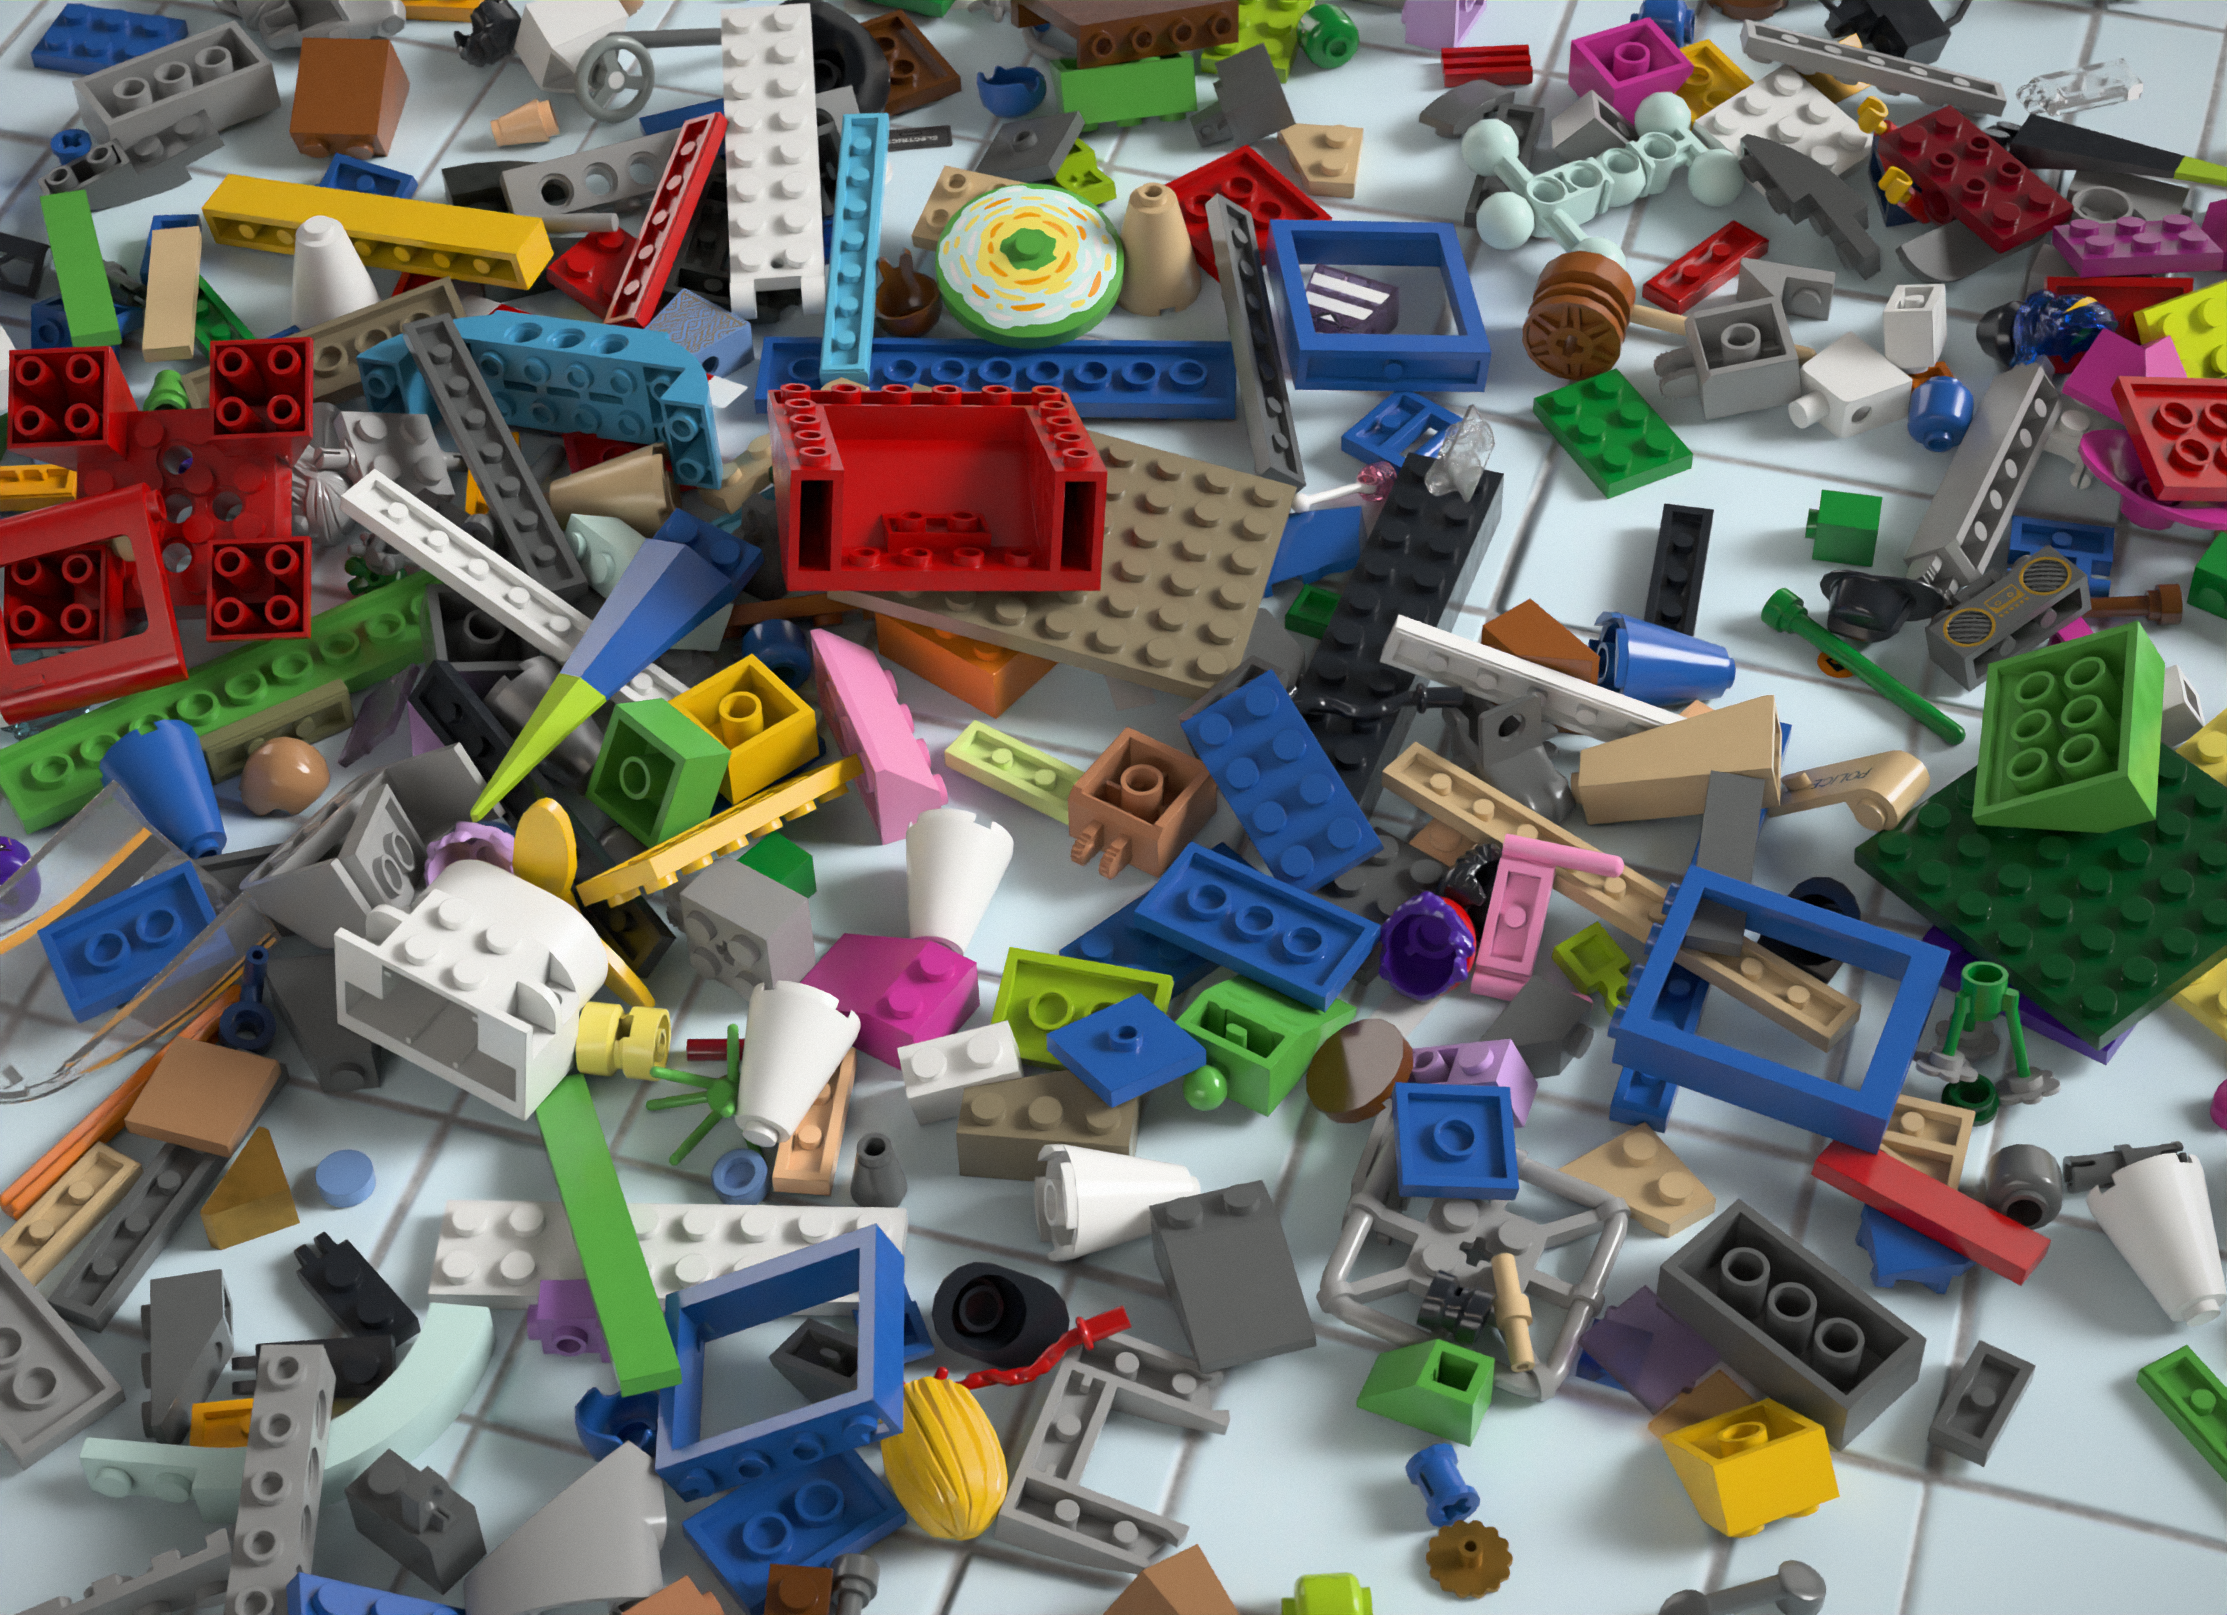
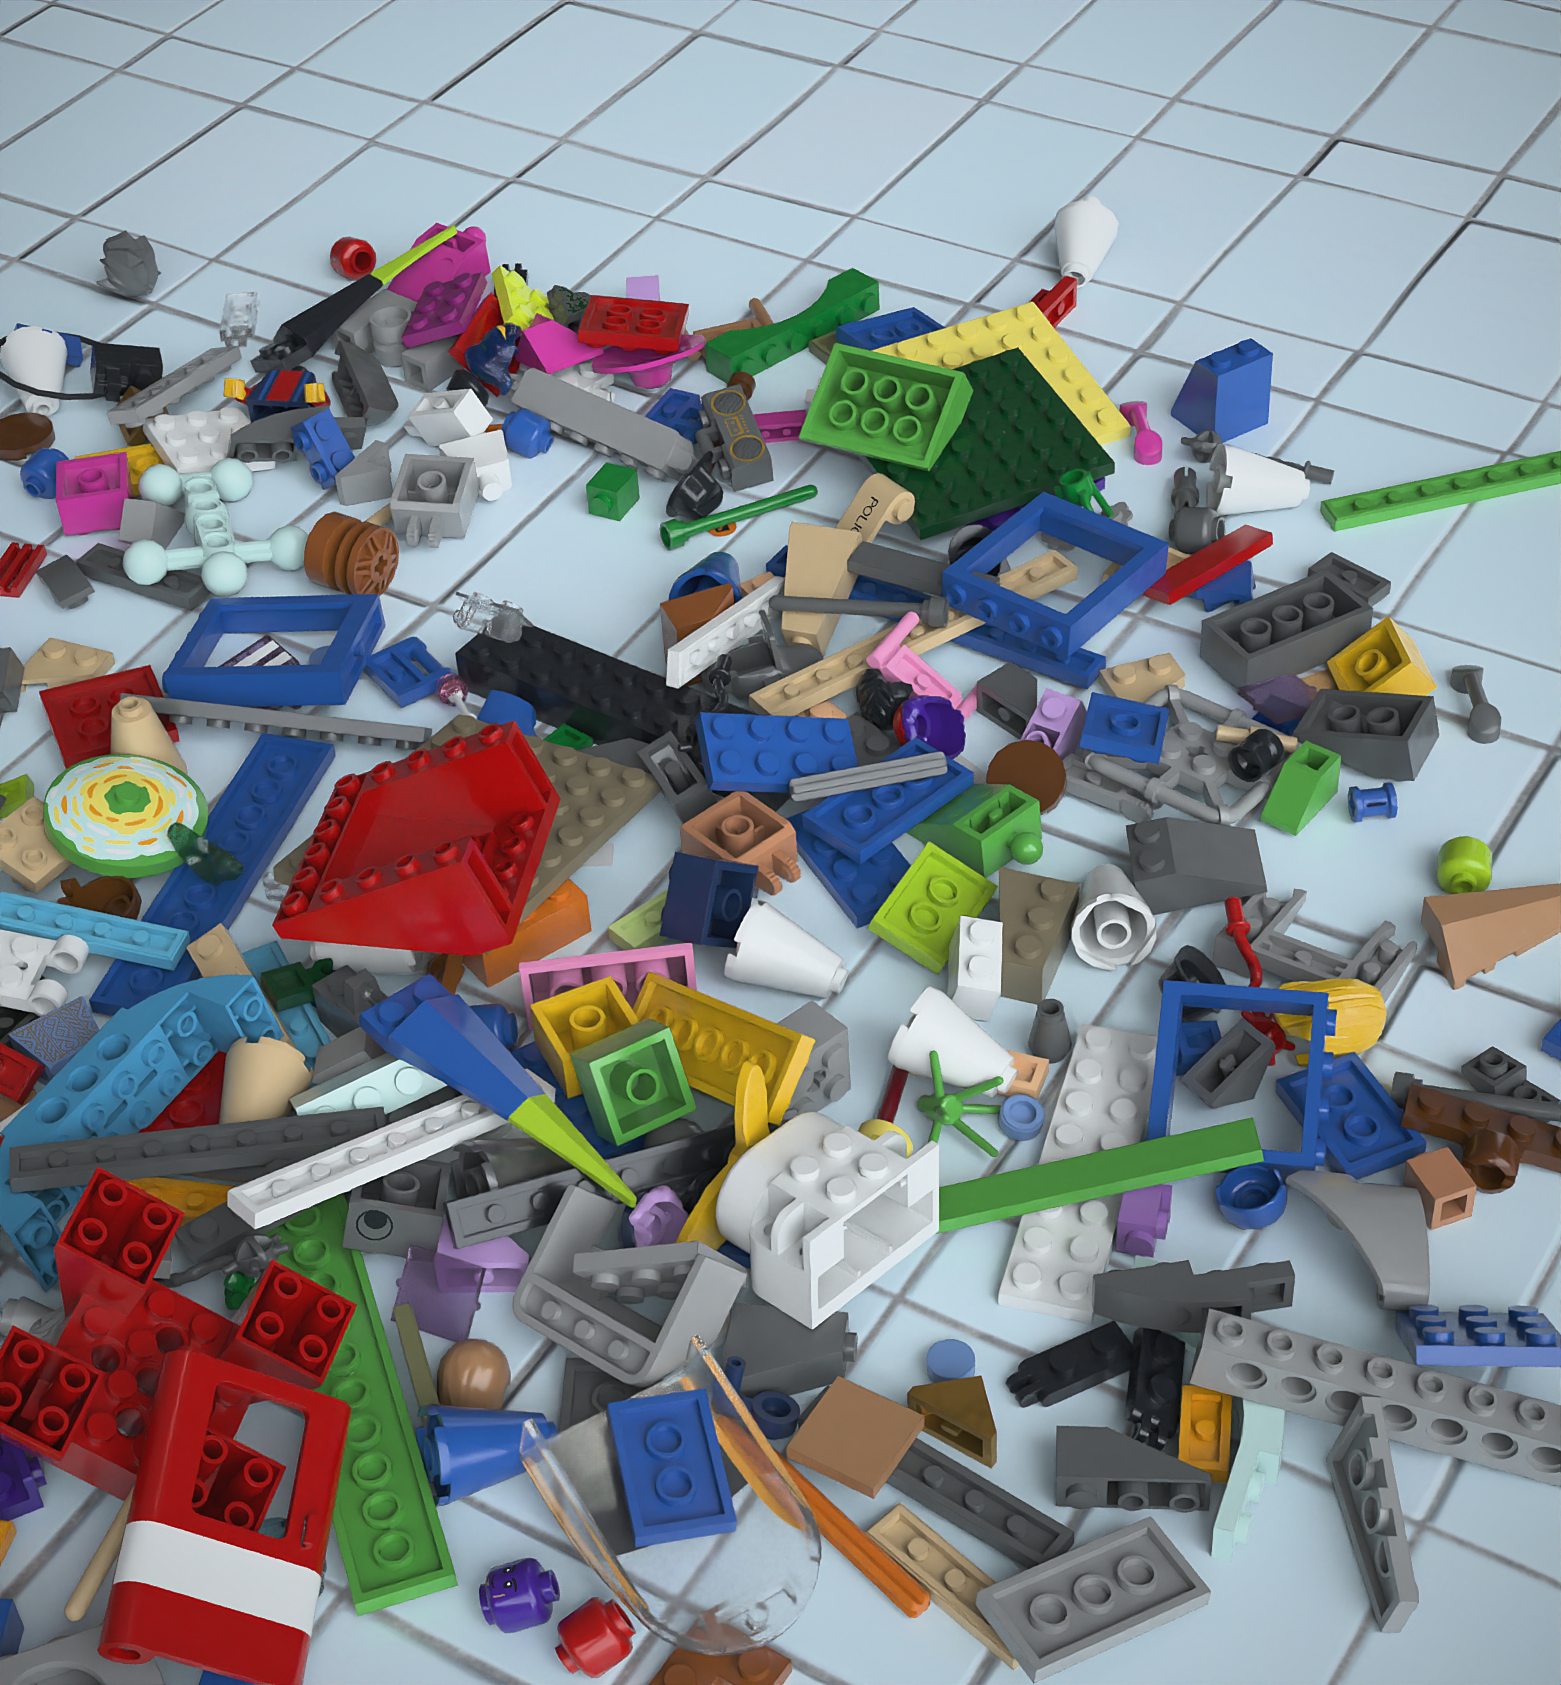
camera: 75 degrees left, 5 degrees down
(398, 1353) = (1178, 1301): none -> dark grey slope
(417, 1520) = (1333, 1307): dark grey hinge -> none
(898, 990) = (873, 1001): dark pink slope -> none
(994, 350) = (197, 851): none -> clear green helmet
(1002, 778) = (707, 899): none -> dark blue hinge
(1126, 1050) = (998, 867): blue plate -> none
(1269, 886) = (867, 776): none -> axle
(1469, 1559) = (1422, 808): pearl gold piece -> none
(1587, 1459) = (1373, 730): none -> dark grey slope
(1594, 964) = (961, 667): lime plate -> none
(1612, 433) = (432, 581): green plate -> none
(1637, 886) = (930, 611): none -> dark grey piece
(1679, 568) = (615, 571): black plate -> none
(1704, 268) = (302, 501): red tile -> none
(1797, 226) = (323, 447): none -> blue bracket
(1973, 180) = (330, 361): dark red plate -> none

